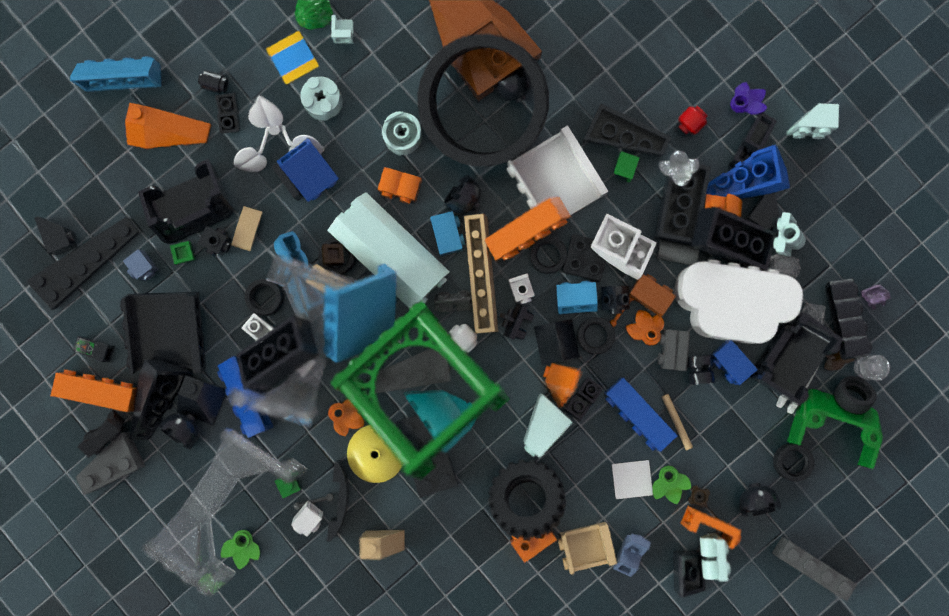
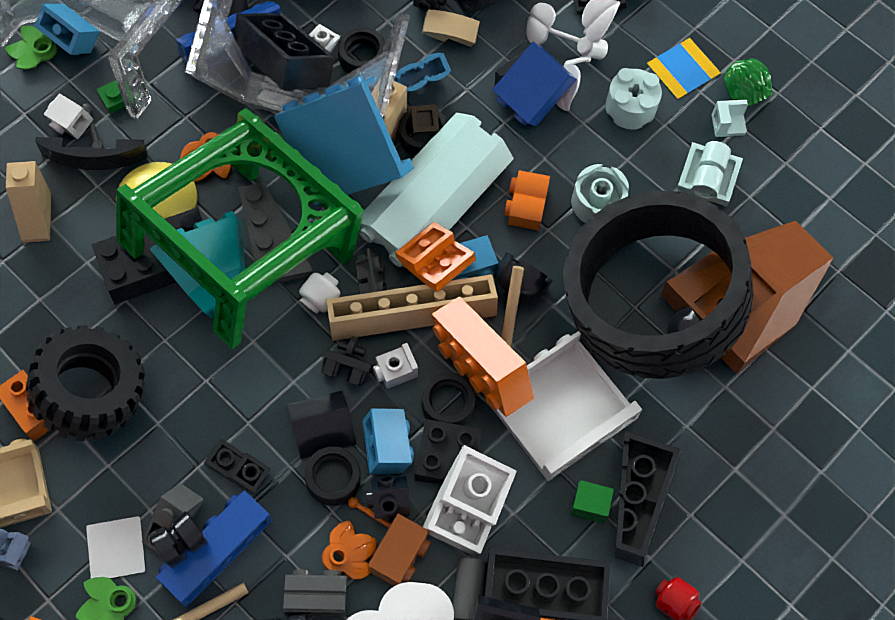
camera: 75 degrees right, 20 degrees down
(229, 521) = (66, 28): none -> dark azure brick
(386, 52) = (710, 172): none -> light aqua plate
(447, 254) = (435, 256): none -> orange slope
(487, 204) = (512, 304): none -> tan bar
(544, 427) = (195, 403): light aqua slope -> none
(560, 382) = (257, 424): orange wedge -> none
(619, 441) = (169, 507): none -> dark grey slope
(643, 438) = (181, 528): none -> black wheel
(679, 165) = (598, 571): clear plate -> none

